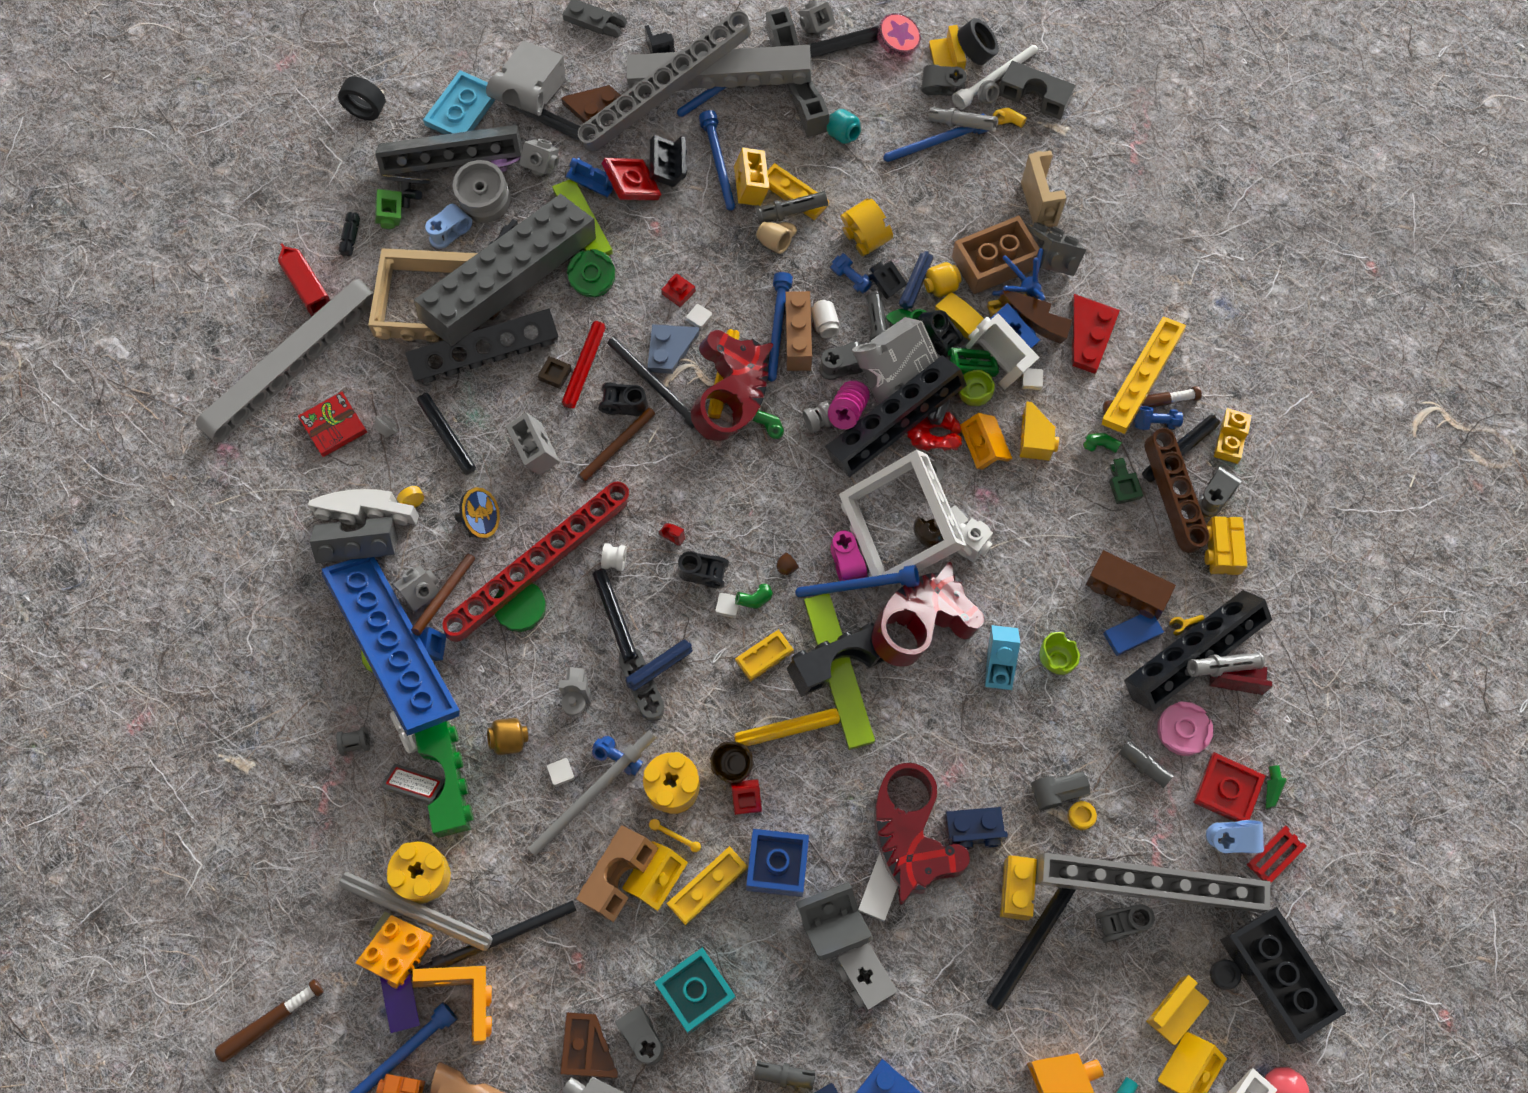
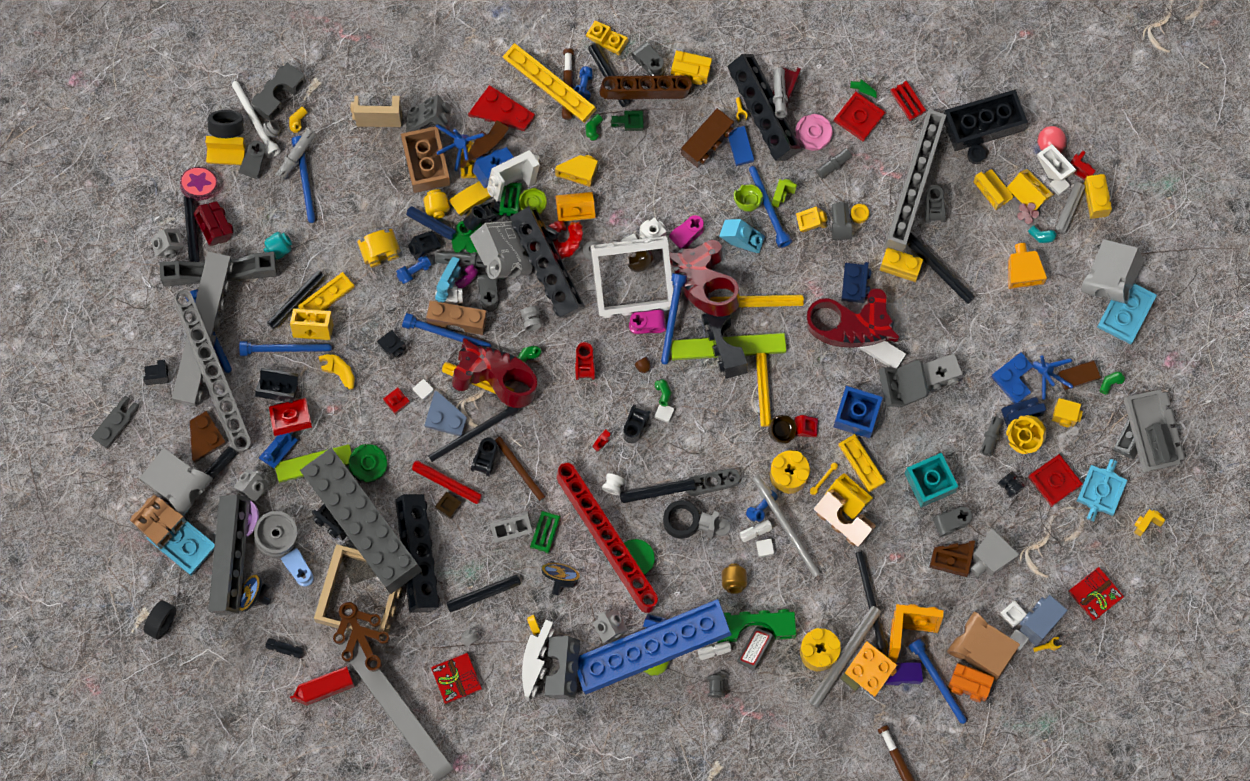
camera: 80 degrees left, 5 degrees up
(365, 298) = (359, 633): none -> reddish brown plant
(388, 201) = (271, 612): bright green brick -> none
(443, 594) = (619, 607): reddish brown bar -> none
(473, 72) = (156, 519): none -> medium nougat hips
(538, 499) = (540, 547): none -> green tile
(575, 633) = (678, 505): none -> black tyre
(579, 751) = (759, 529): none -> white piece
(658, 665) = (703, 465): dark blue axle -> none
(707, 222) = (340, 368): none -> yellow piece
(748, 271) = (392, 345): none -> black bracket
(764, 655) = (708, 394): yellow plate -> none
(772, 491) = (584, 364): none -> red piece
(776, 236) = (367, 318): tan piece -> none
(779, 209) = (345, 277): dark grey pin -> none
(784, 161) = (296, 299): none -> black axle
(842, 305) = (447, 279): none -> medium azure hinge
(848, 404) = (531, 293): dark pink piece -> none
(852, 57) = (213, 223): none -> dark red brick
(853, 335) = (468, 278): none -> magenta arm
(916, 705) = (766, 301): none -> yellow axle
(986, 583) = (685, 234): none -> dark pink piece
(1013, 713) = (782, 238): none -> blue piece
(1053, 748) = (811, 219): none -> yellow bracket
(1079, 695) = (782, 188): none -> lime bracket
(1155, 1072) = (1027, 212): none -> plant
(1240, 837) = (893, 121): light blue piece -> none

